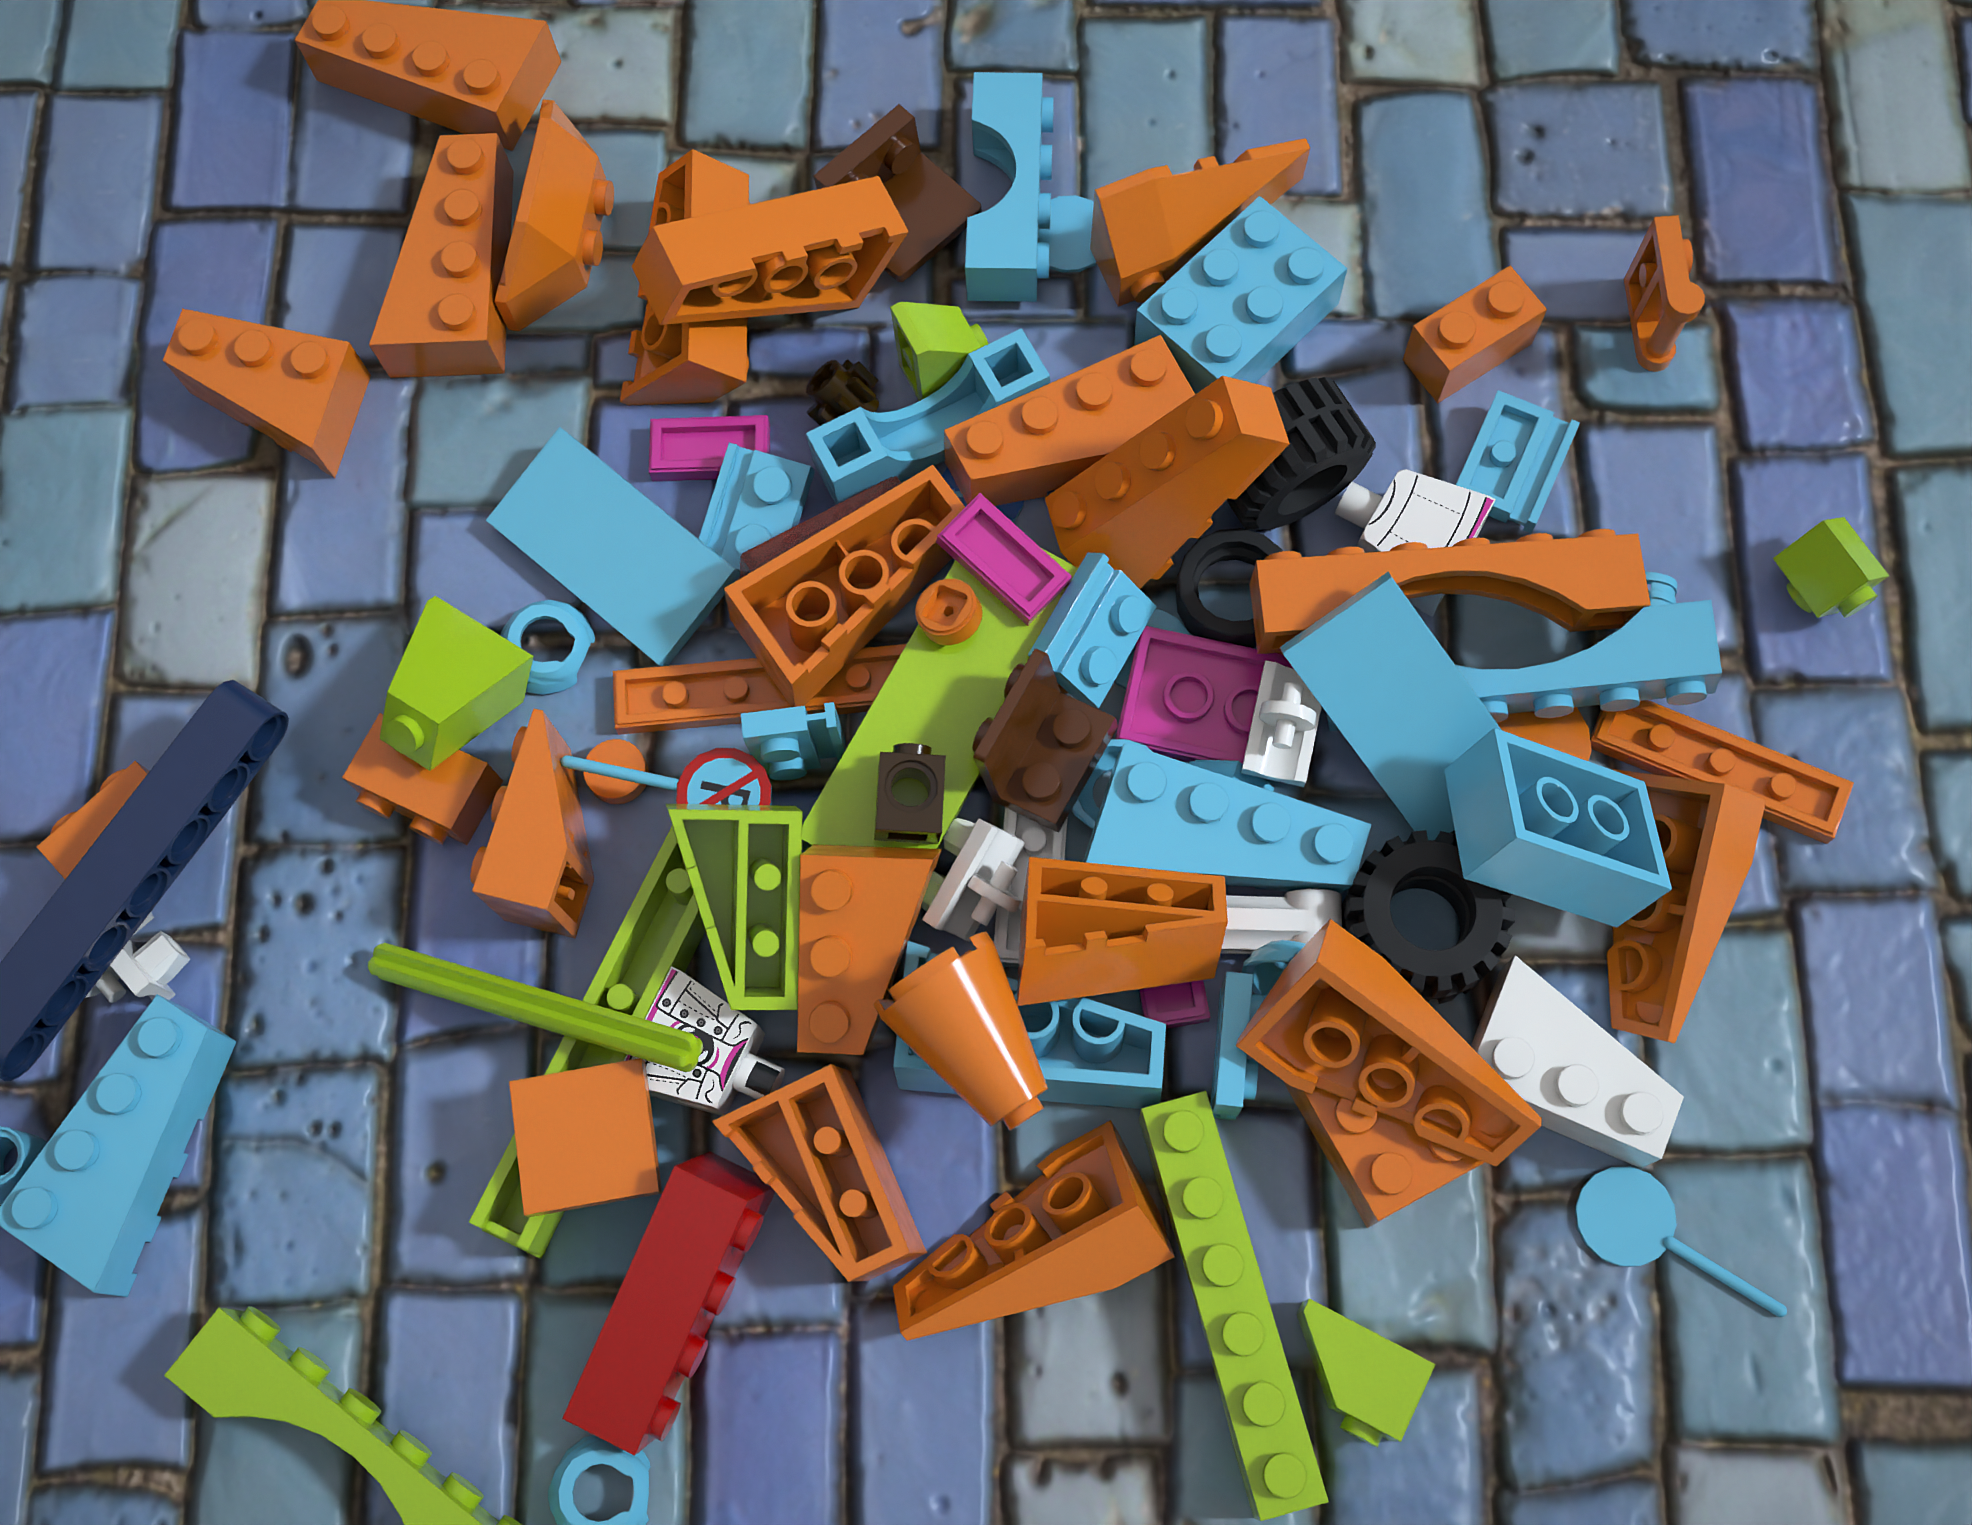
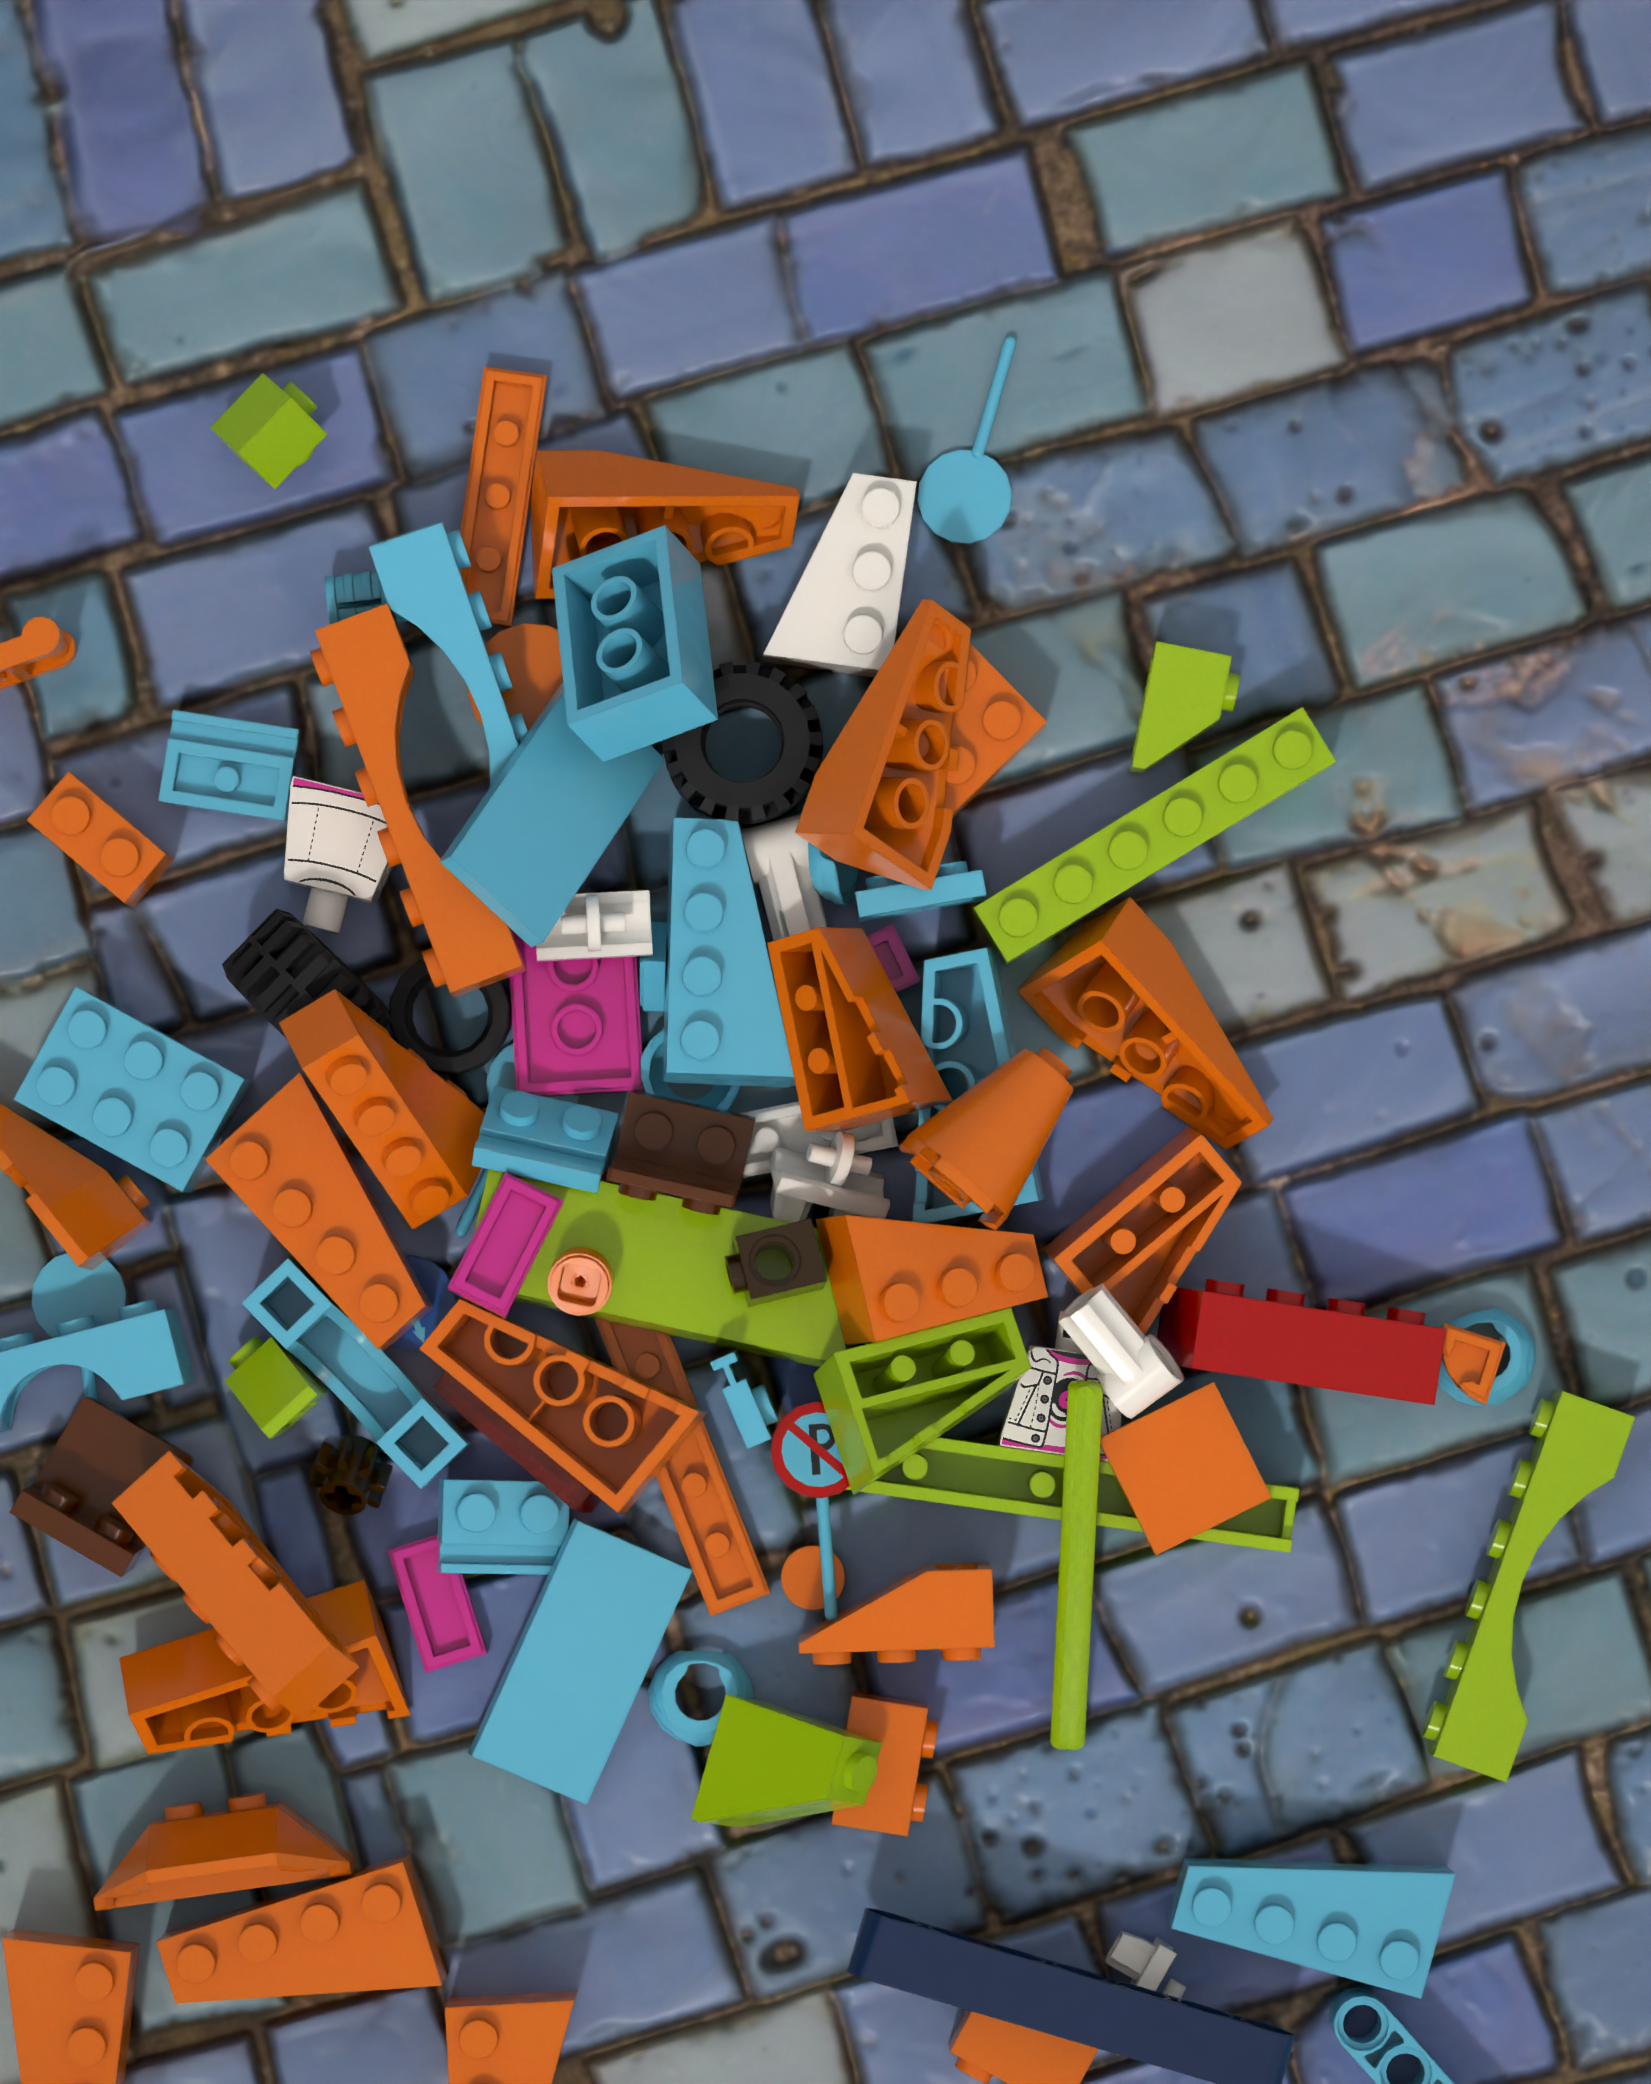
camera: 110 degrees left, 15 degrees up
(595, 1475) = (1471, 1361): none -> orange tile
(699, 1107) = (1130, 1365): none -> white piece

